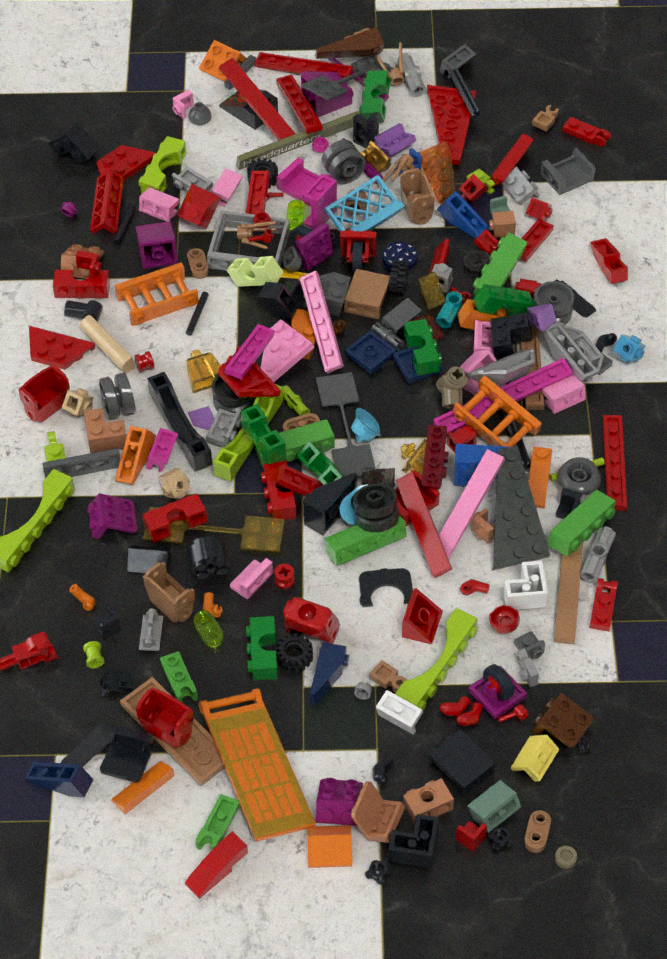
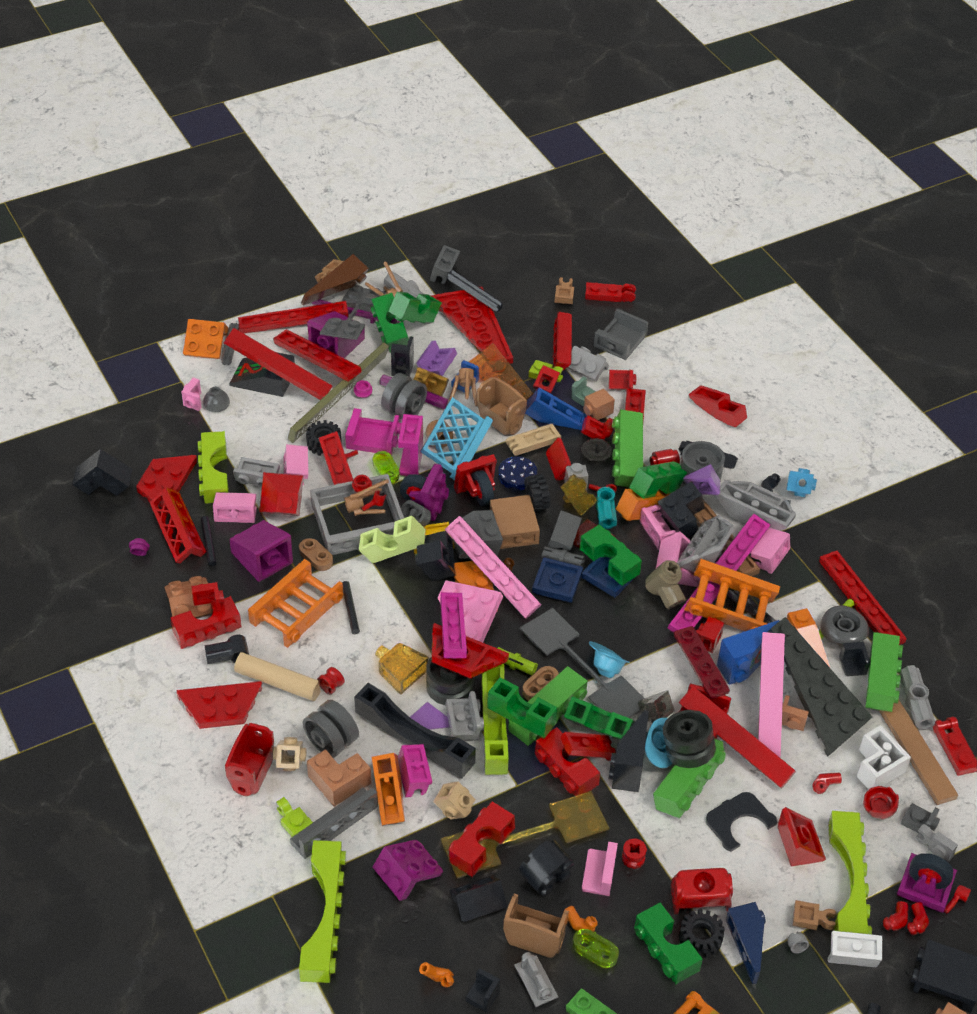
camera: 30 degrees left, 5 degrees down
(392, 88) = (413, 309): none -> green arch
(409, 452) = (674, 669): clear yellow hips -> none
(429, 233) = (532, 439): none -> tan hinge

